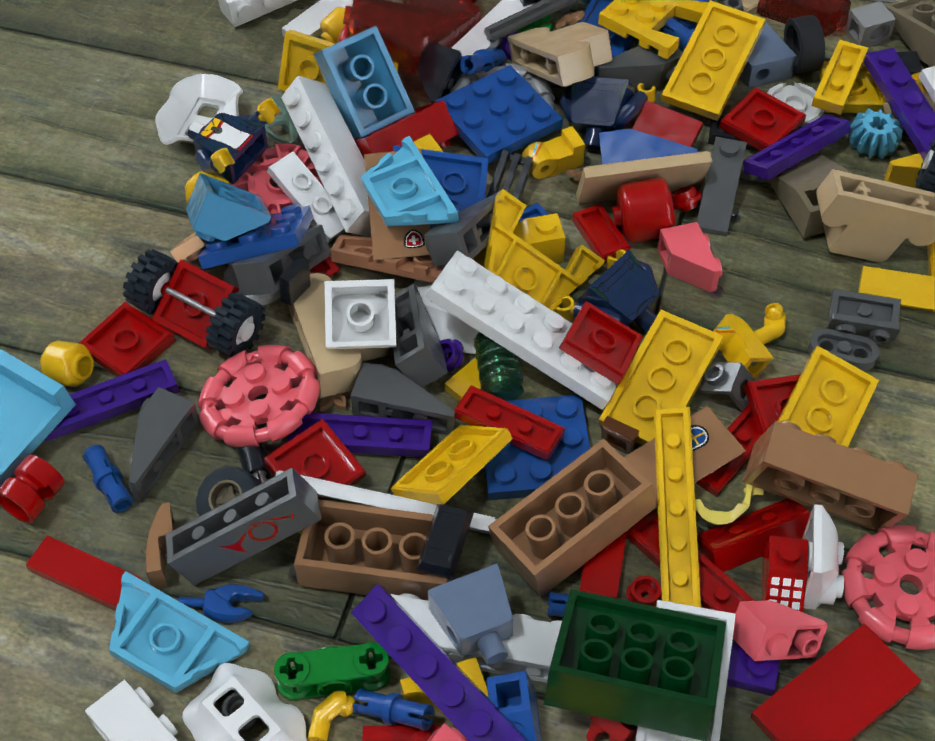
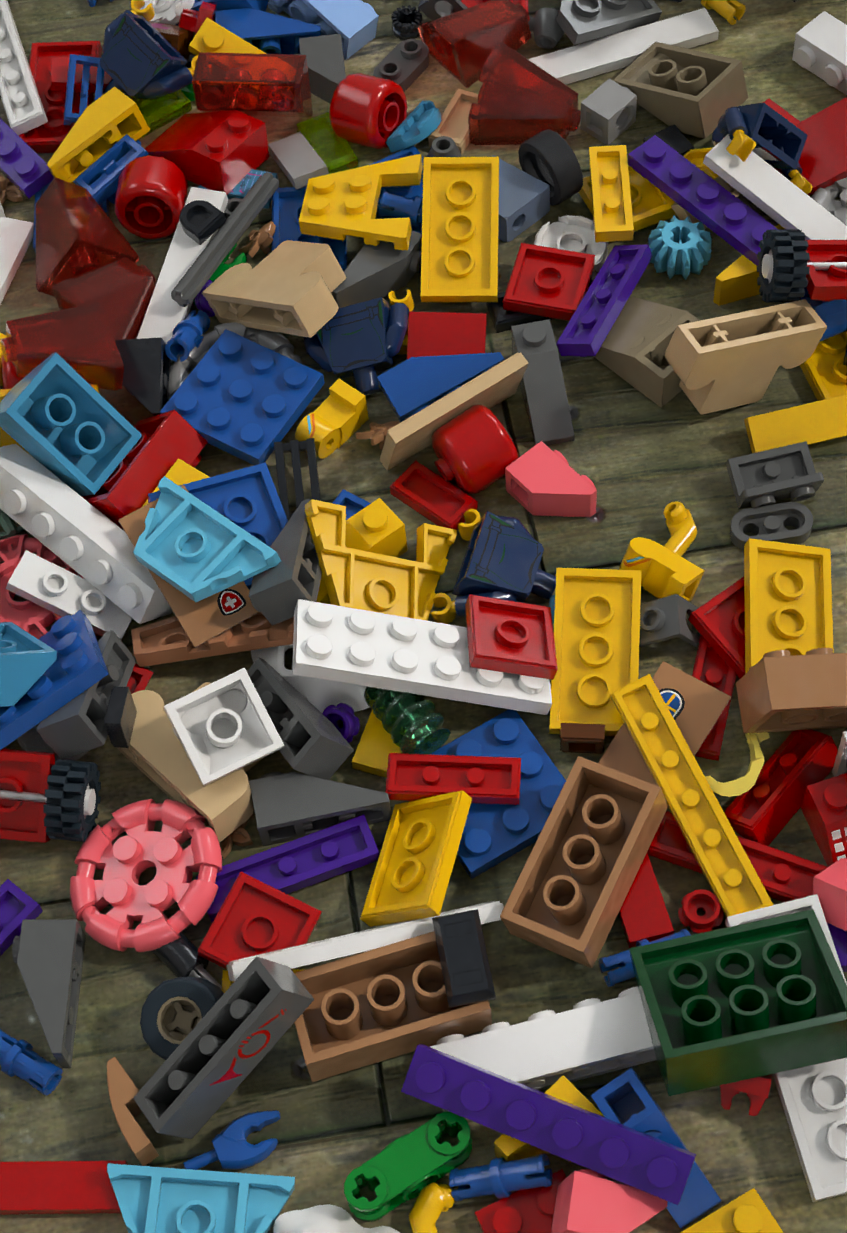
camera: 20 degrees left, 5 degrees up
(475, 613) = (542, 1027): sand blue torso -> none
(686, 198) = (511, 412): red plate -> none

